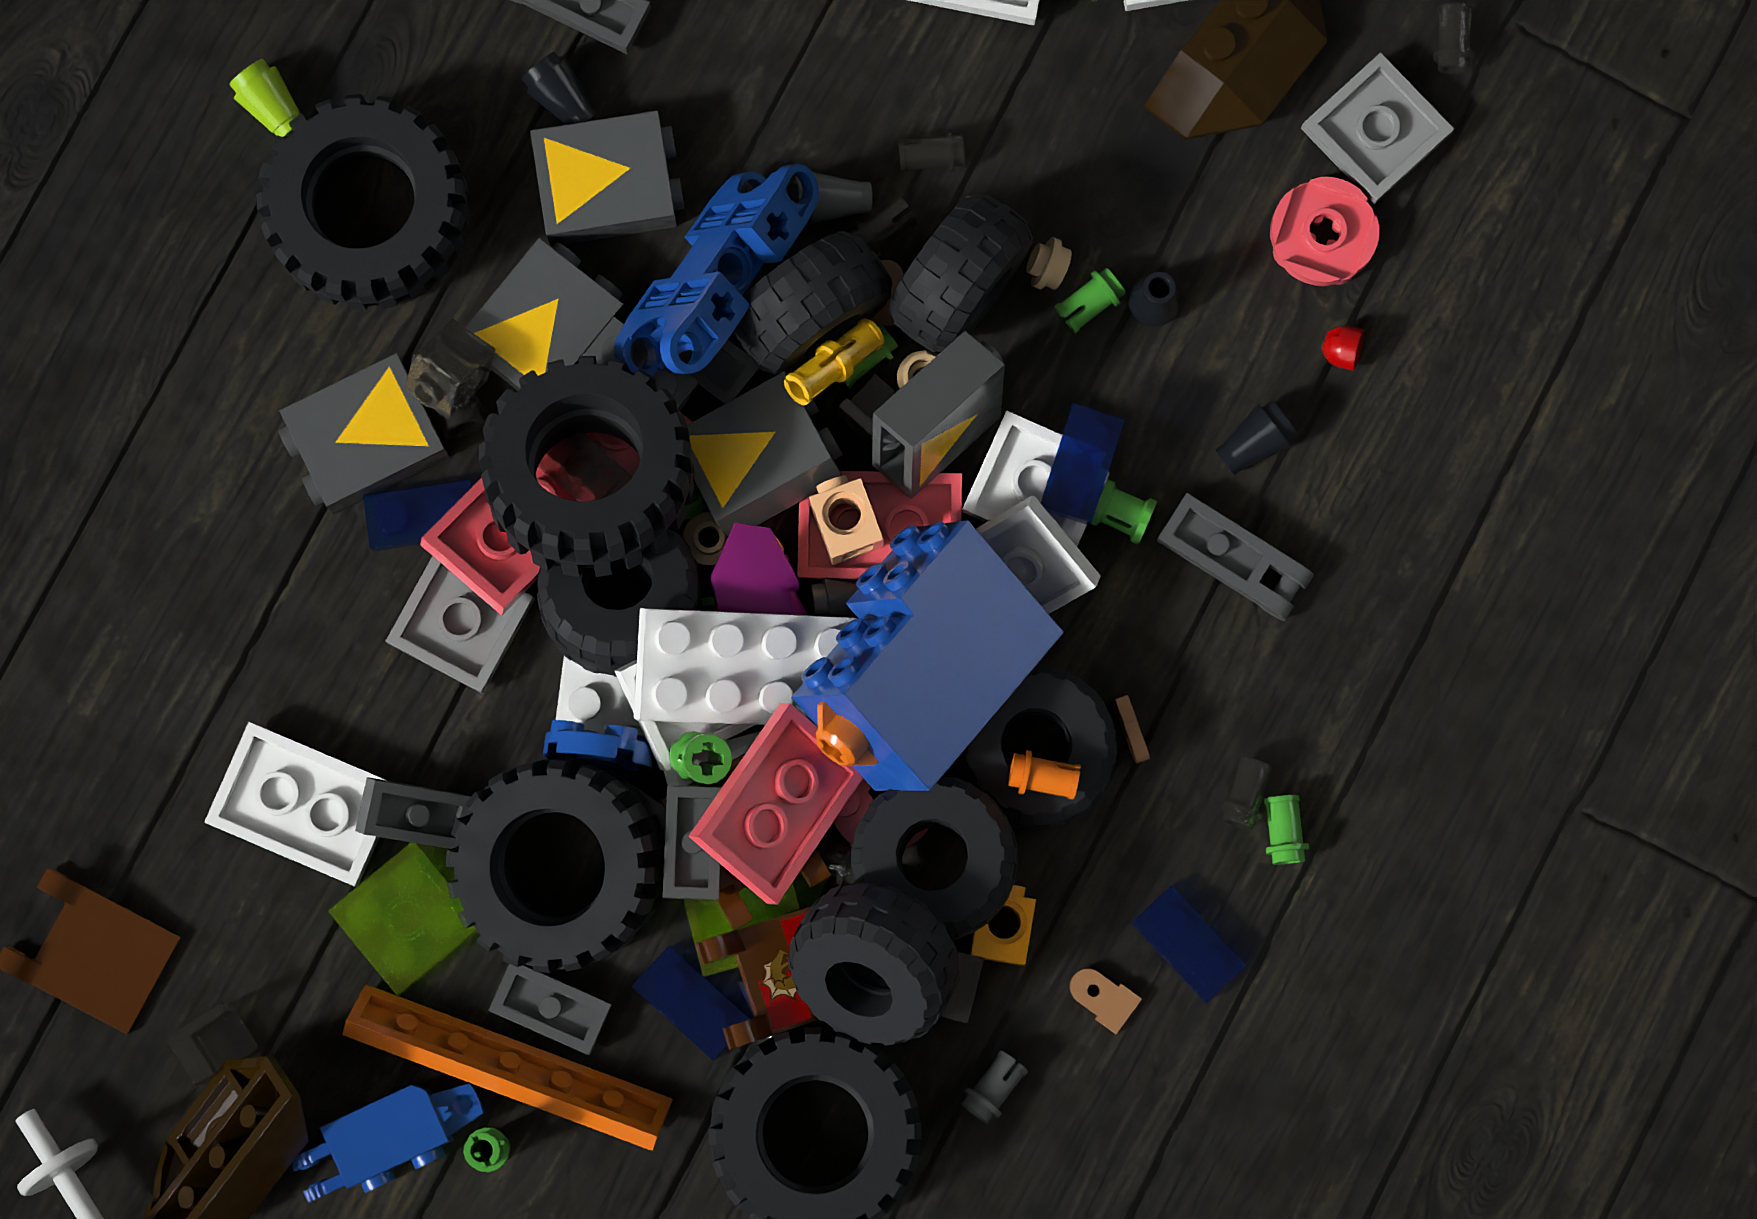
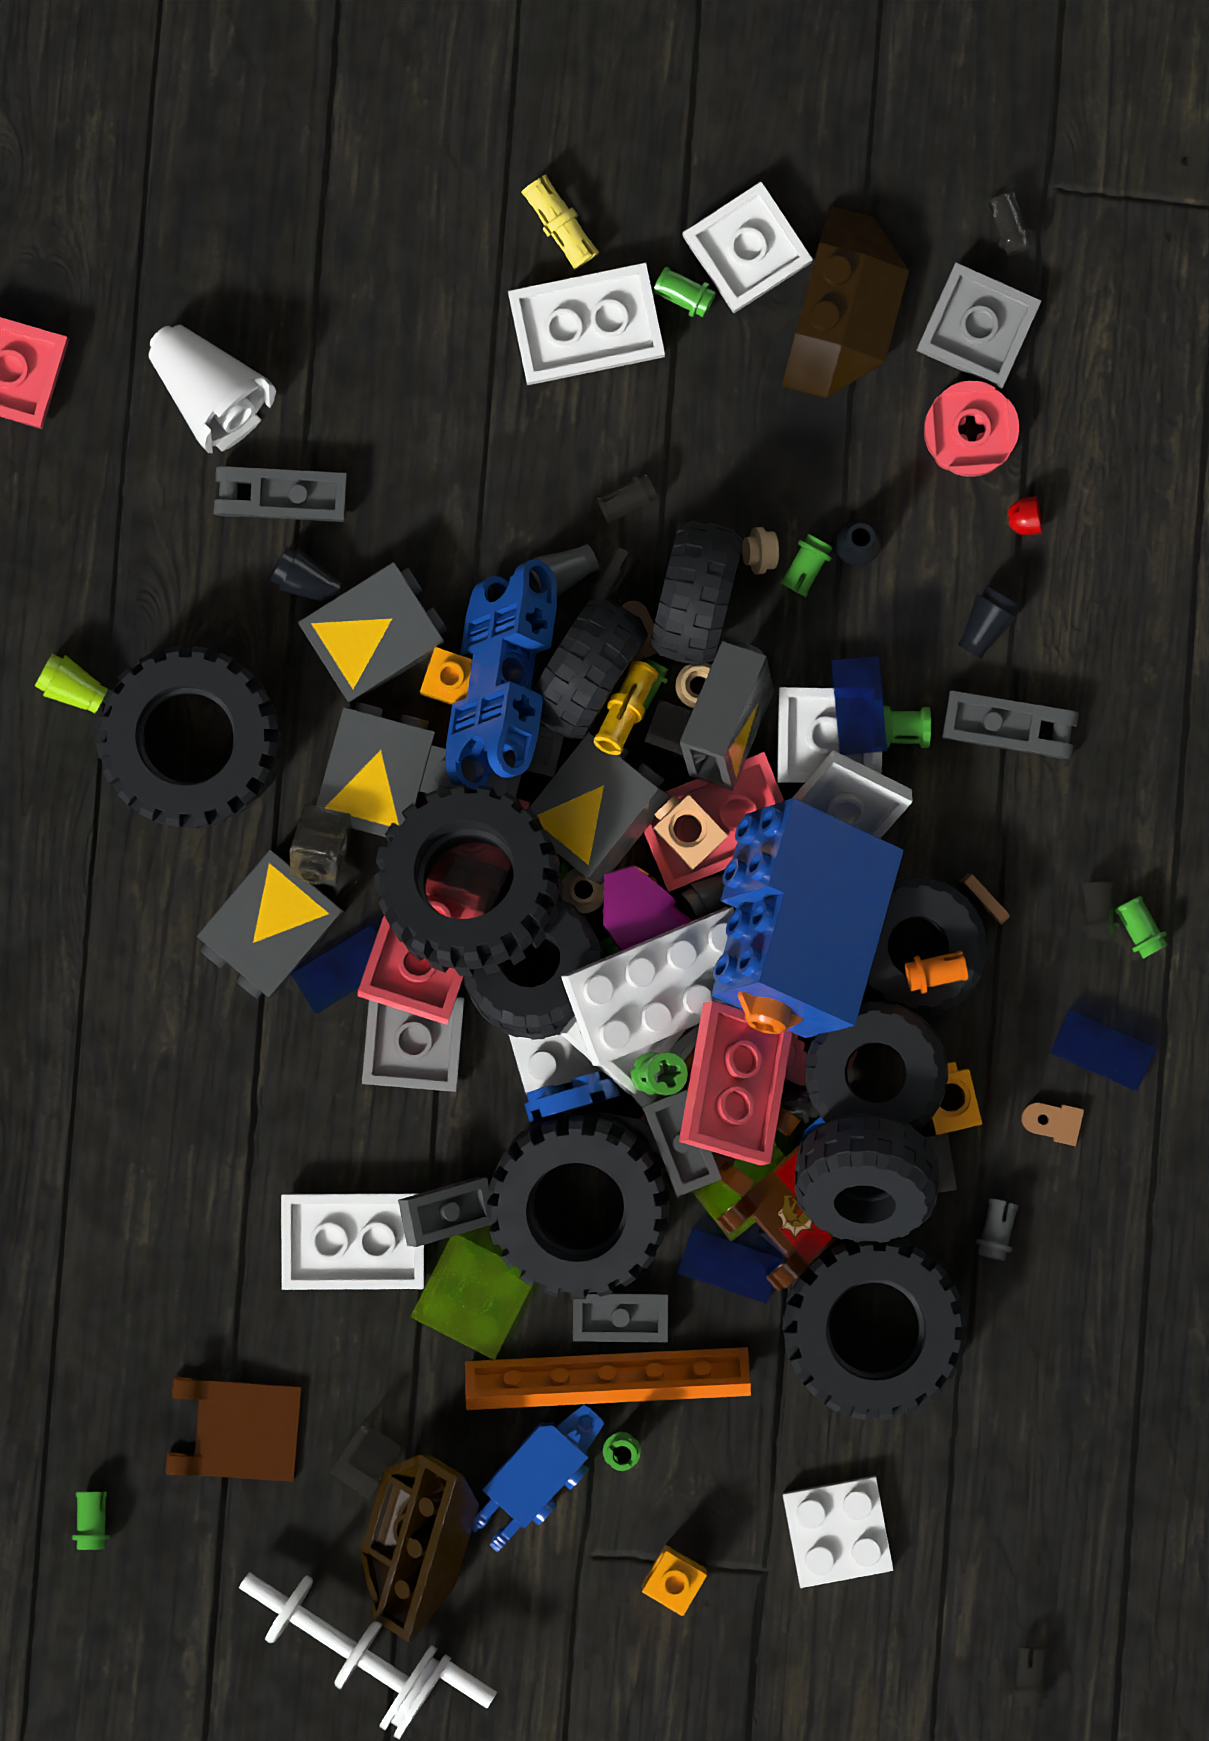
camera: 25 degrees left, 5 degrees up
(659, 251) = (447, 677): none -> light orange brick

